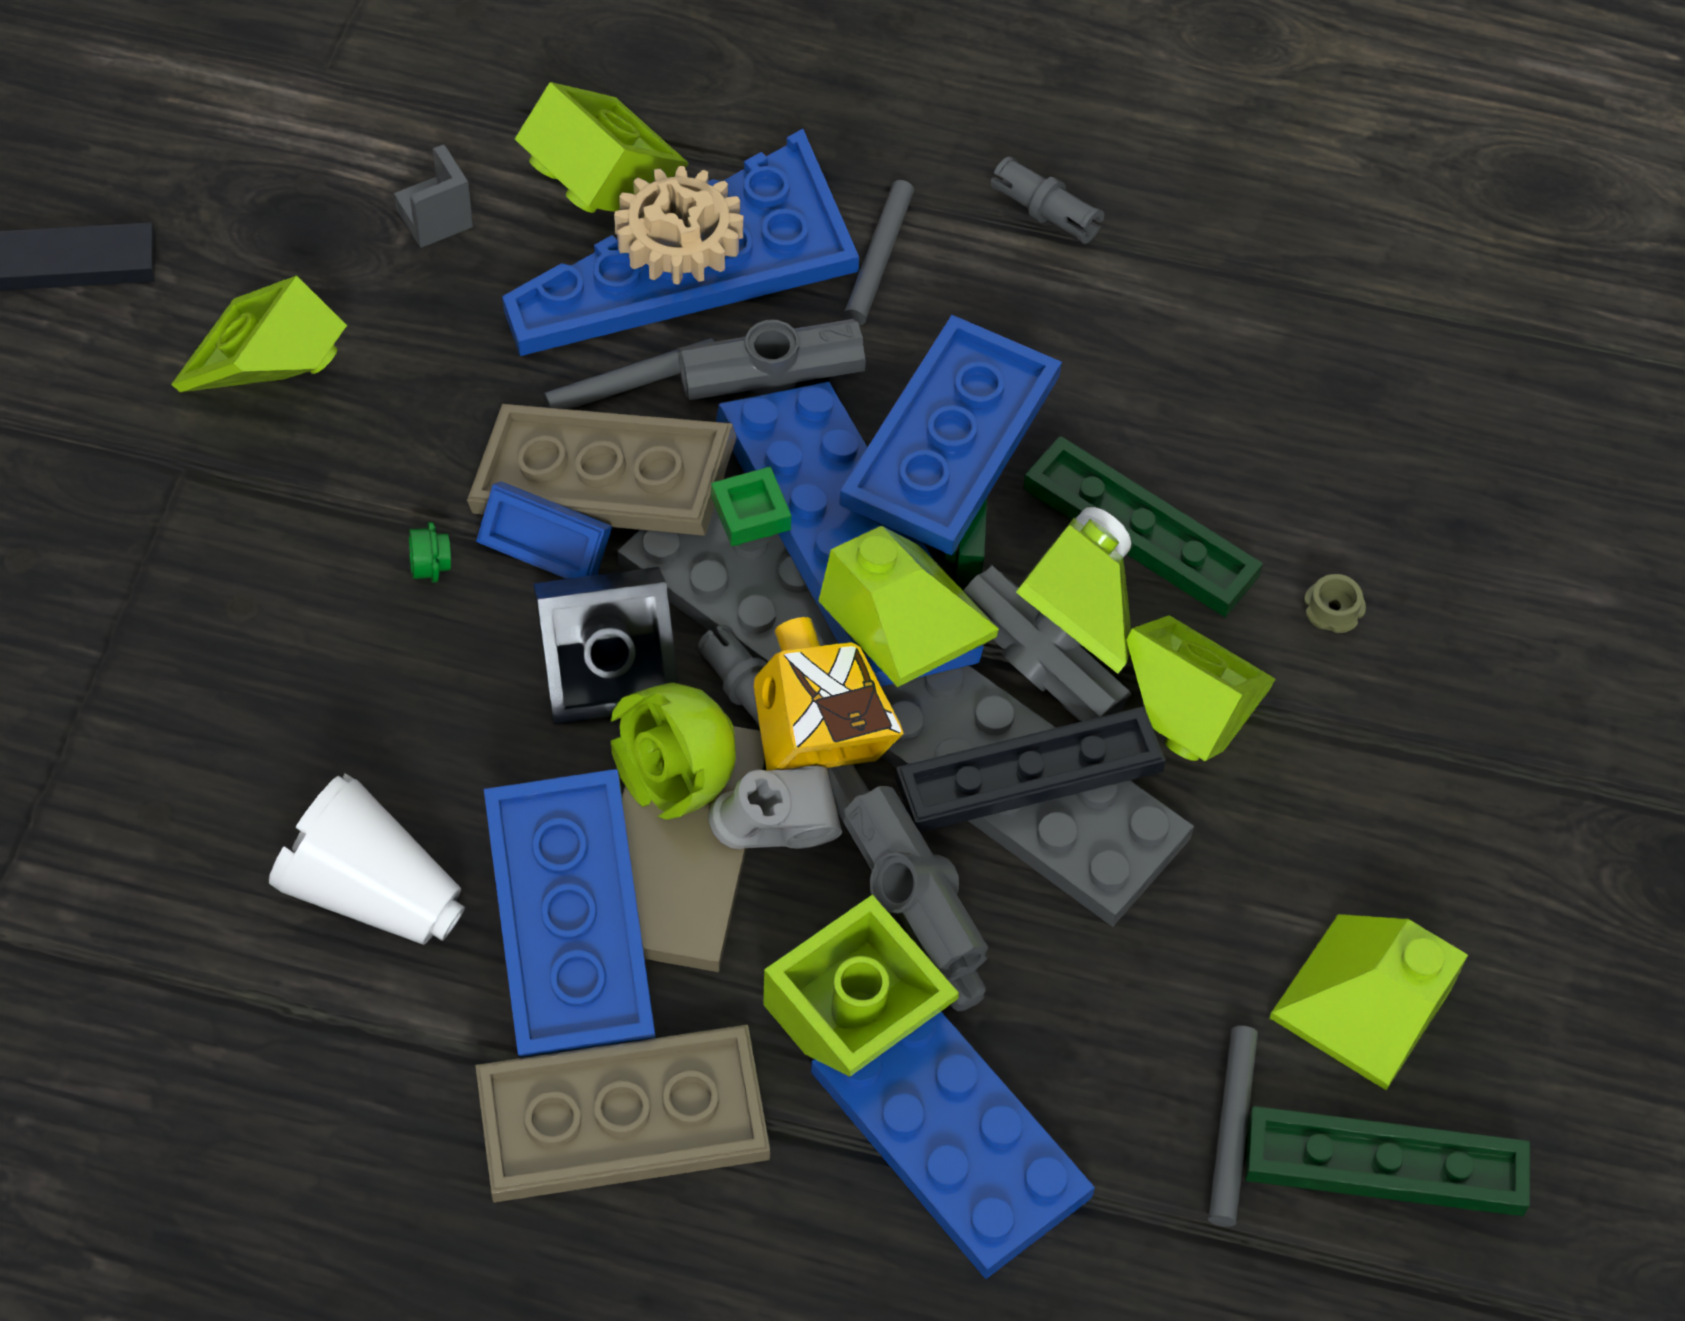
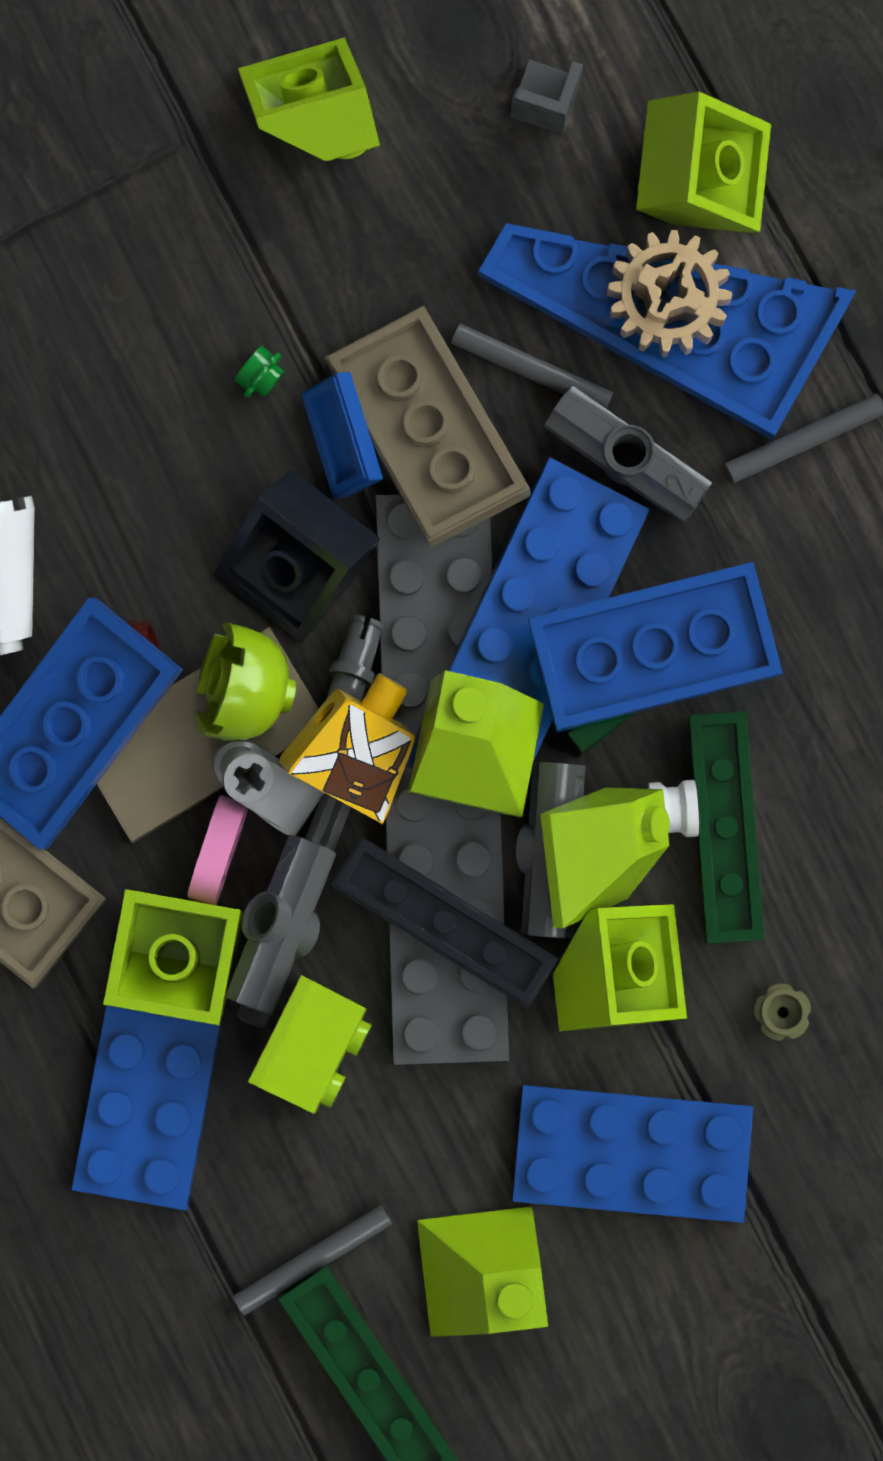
camera: 50 degrees right, 25 degrees up
(751, 506) = (468, 565): green tile -> none
(791, 891) = (217, 851): none -> bright pink beam
(1038, 957) = (310, 1045): none -> lime slope
(1357, 805) = (632, 1154): none -> blue plate

